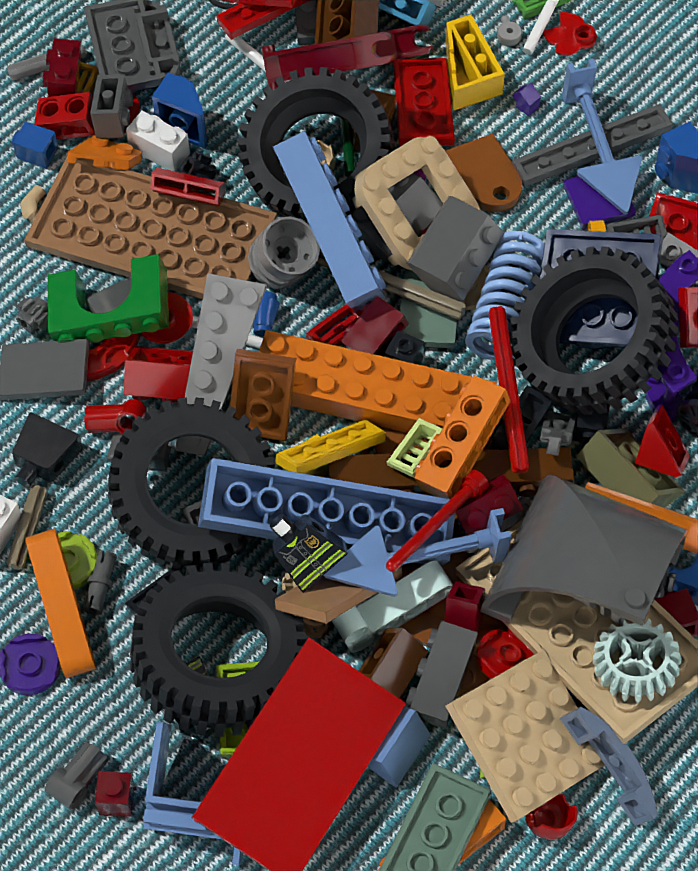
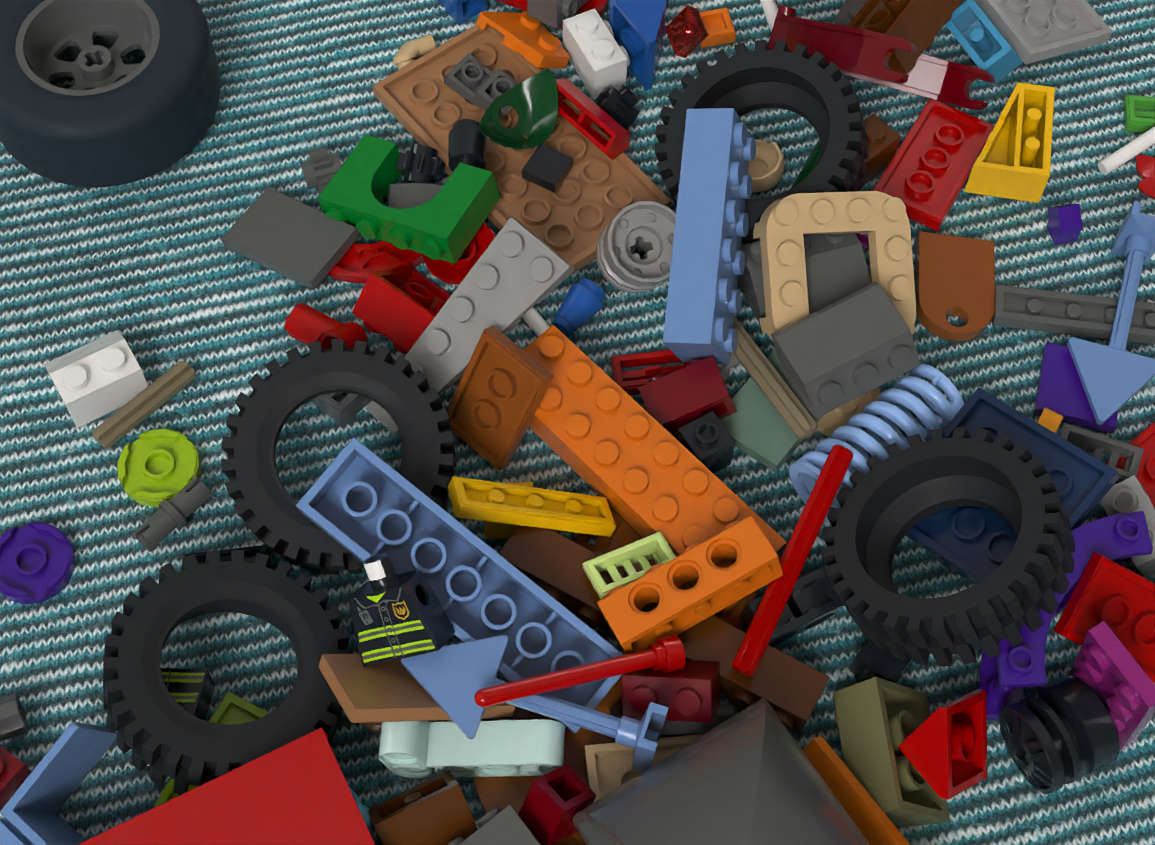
camera: 30 degrees right, 0 degrees up
(44, 450) = (222, 327): black torso -> none
(60, 603) = (107, 513): orange beam -> none
(97, 276) = (420, 165): none -> black gear
(112, 202) = (479, 84): none -> dark grey slope
(123, 246) = (466, 145): none -> black brick
(153, 201) = (536, 109): none -> dark green piece
(183, 233) = (547, 168): none -> black tile
(209, 94) = (686, 31): none -> clear red plate
(221, 83) = (718, 26): none -> orange tile
(509, 32) = (1094, 135): light grey piece -> none
(557, 431) = (826, 647): dark grey hinge -> none

